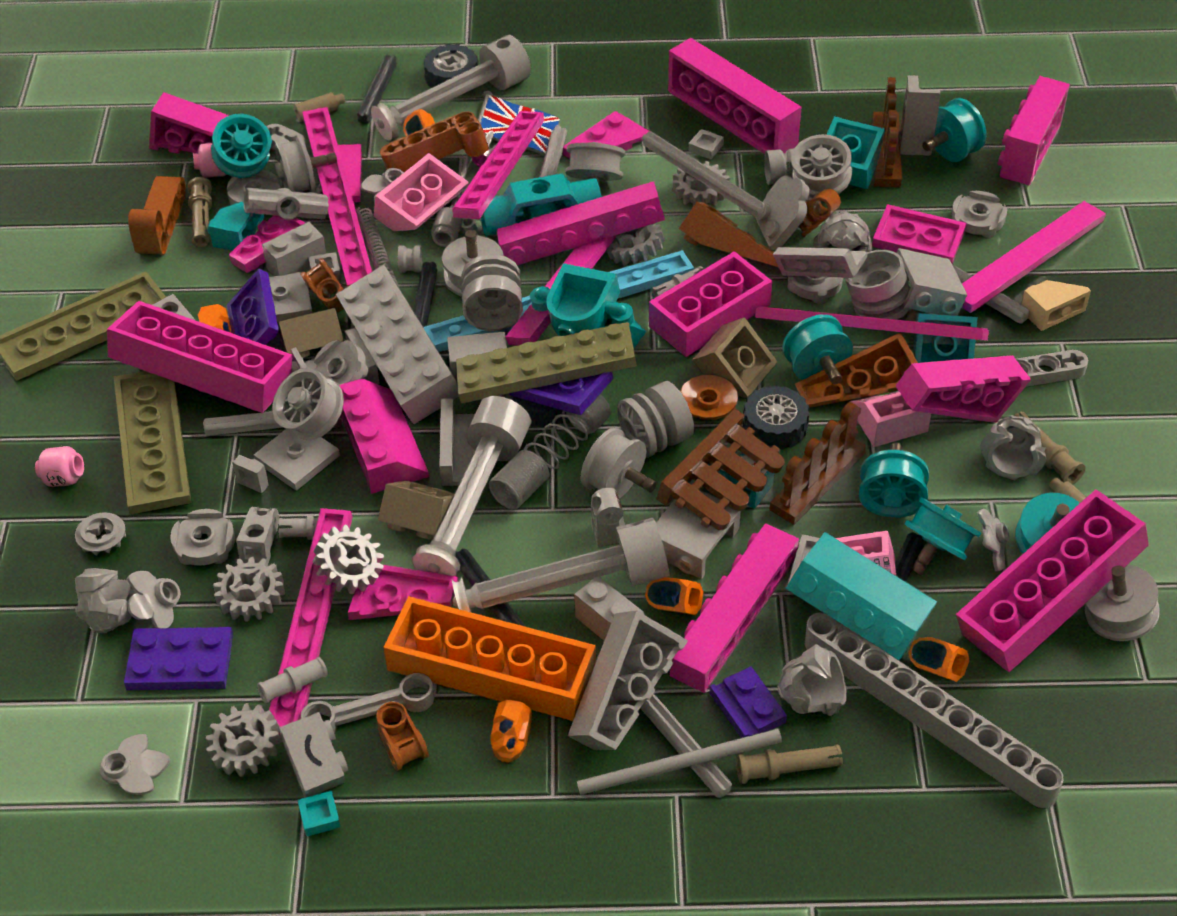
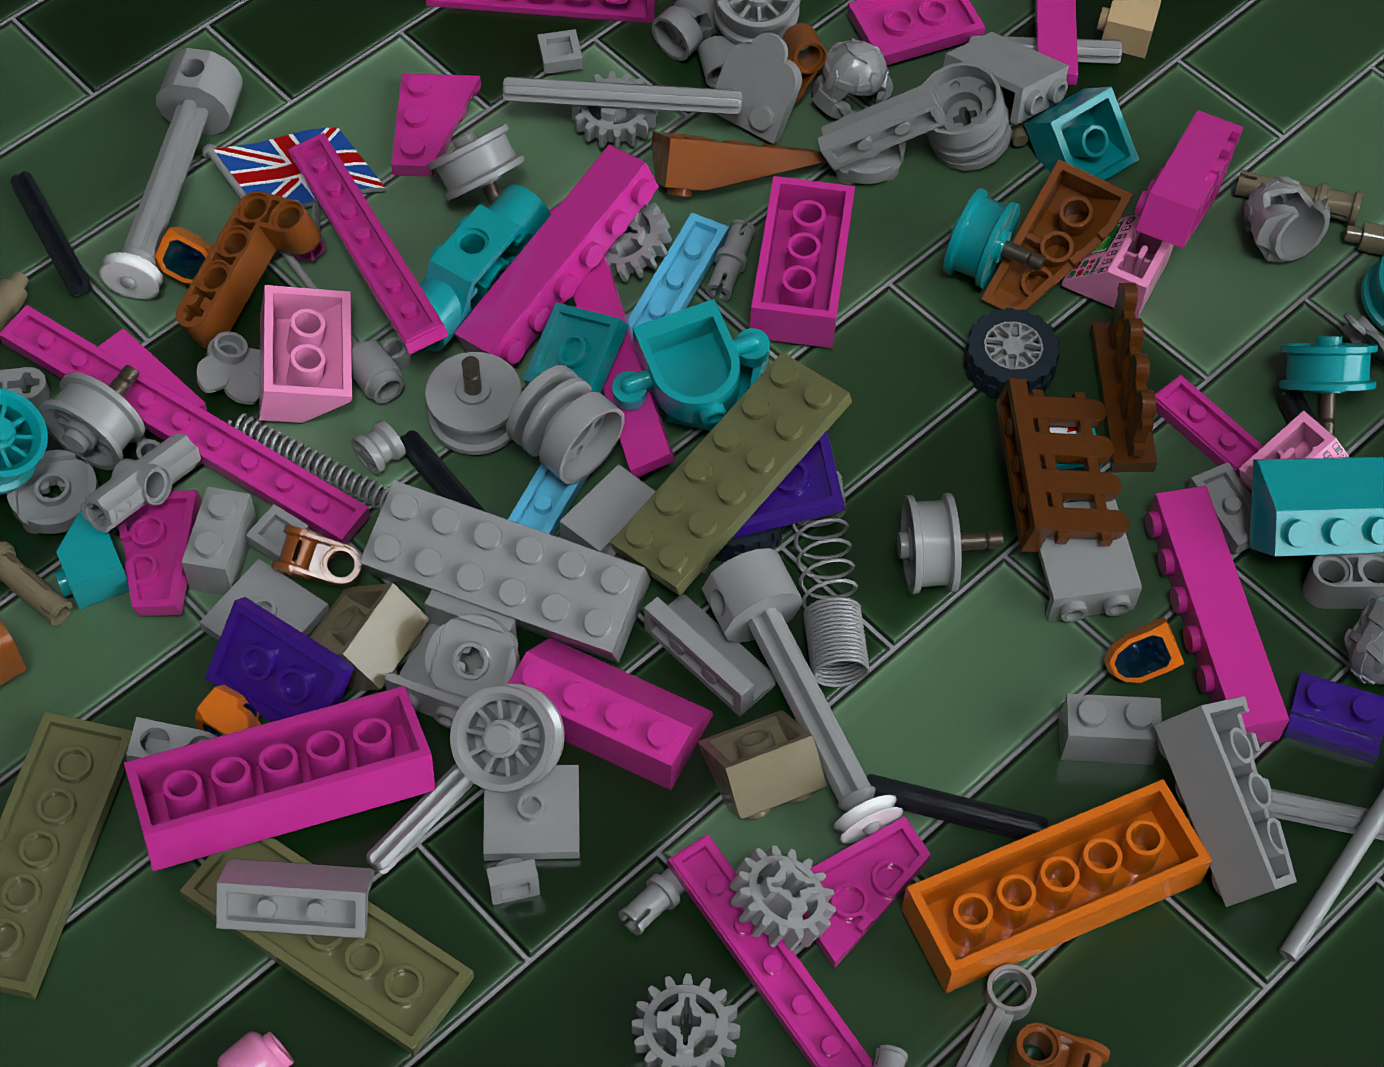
camera: 45 degrees left, 10 degrees up
(148, 408) = (293, 898): none -> light grey panel
(203, 552) = (548, 1039): light grey plate -> none
(257, 534) = (615, 951): light grey leg -> none
(447, 63) = (120, 142): black wheel -> none
(510, 730) = (1157, 953): orange rock -> none
(541, 269) = (581, 341): none -> teal plate
(553, 151) = (400, 194): light grey axle -> none
(606, 516) = (990, 612): light grey leg -> none
(638, 552) = (1087, 632): light grey piece -> none
(656, 417) = (910, 450): light grey wheel -> none
(710, 396) = (923, 369): dark orange dish -> none
(737, 356) = (894, 312): dark tan slope -> none
(847, 512) = (1205, 424): none -> dark pink tile
(878, 323) = (1007, 168): dark pink tile -> none
(893, 482) = (1225, 345): teal wheel -> none
(1066, 366) = (1185, 108): light grey beam -> none

